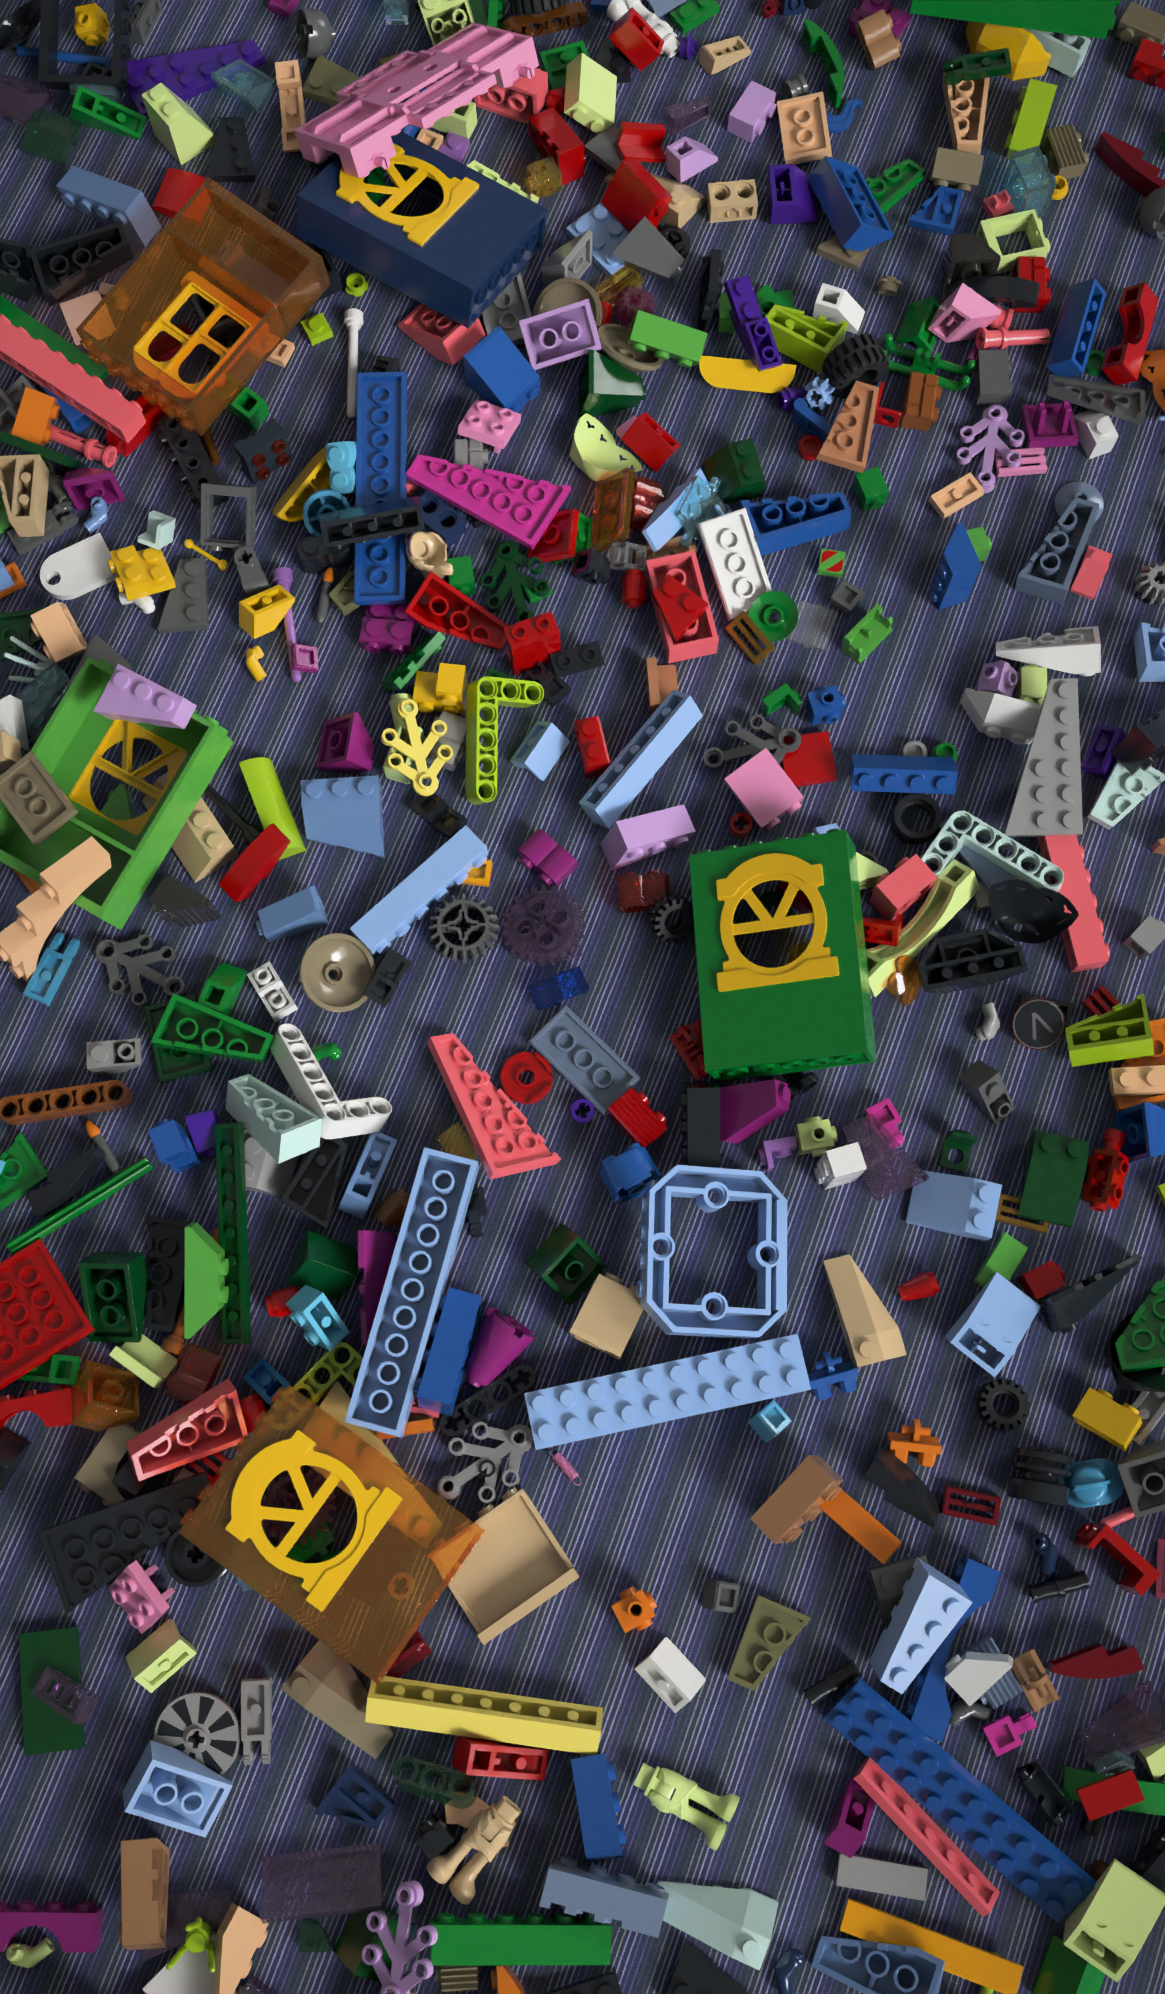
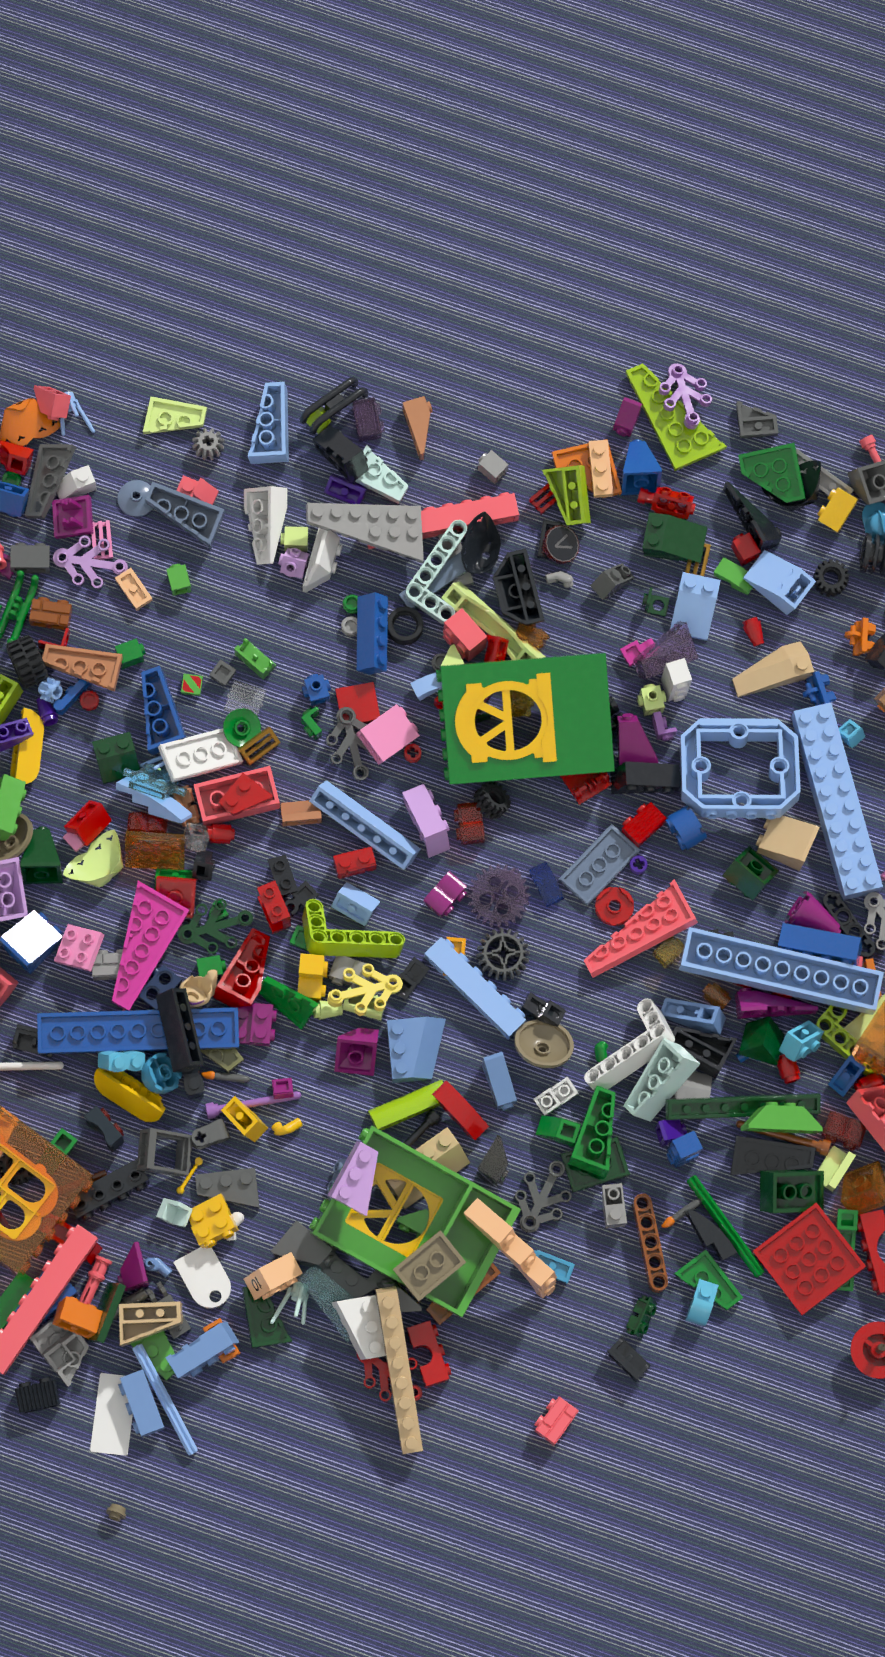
camera: 100 degrees left, 0 degrees up
(955, 571) = (207, 591): blue slope -> none

